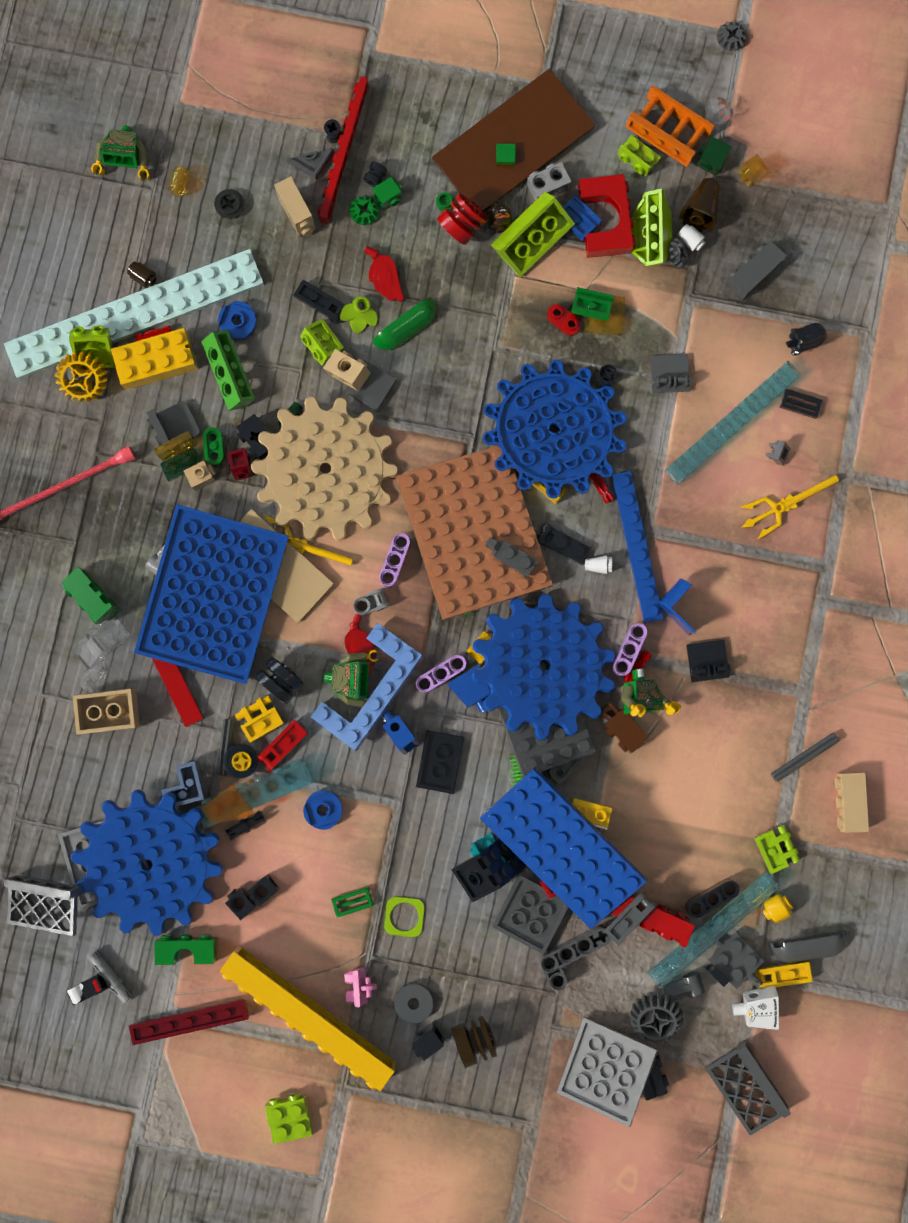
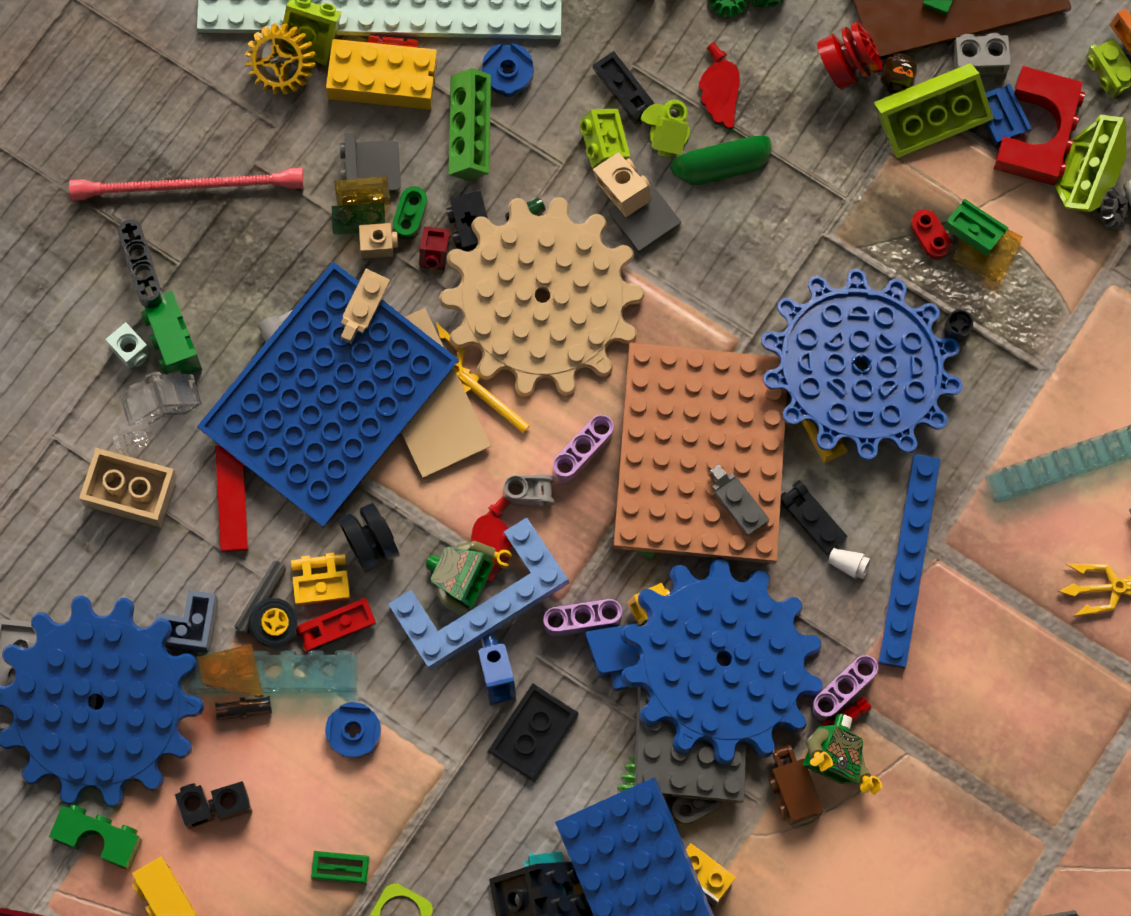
camera: 20 degrees right, 10 degrees down
(47, 557) = (140, 263): none -> black beam
(57, 612) = (122, 337): none -> light aqua brick
(209, 525) = (363, 304): none -> tan hinge
(365, 324) = (669, 136): none -> lime brick
(443, 201) = (835, 24): green plate -> none
(602, 487) = (893, 465): red axle -> none
(670, 373) = (1043, 356): dark grey hinge -> none
(670, 600) = (925, 644): blue piece -> none
(708, 661) = (944, 746): black hinge -> none

